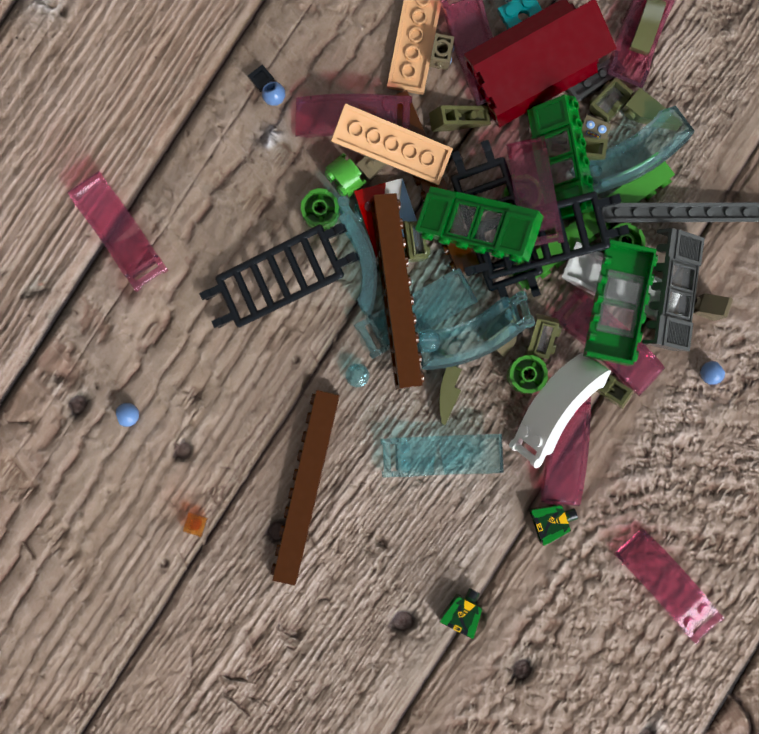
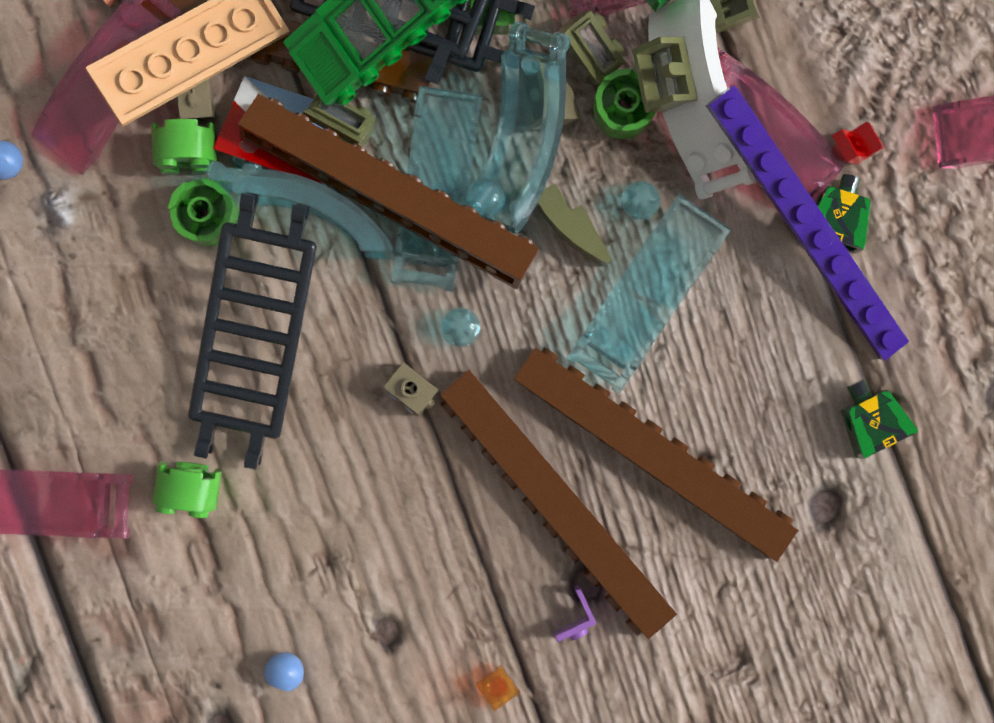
camera: 55 degrees left, 0 degrees up
(180, 301) = (186, 488): none -> bright green brick
(252, 542) = (578, 628): none -> medium lavender bracket
(303, 380) = (419, 400): none -> dark tan head
(365, 518) = (655, 454): none -> reddish brown brick
(486, 417) = (640, 200): none -> clear light blue piece
(534, 508) = (806, 222): none -> dark purple plate
(553, 383) = (664, 74): none -> olive window
(594, 504) = (857, 144): none -> red bracket

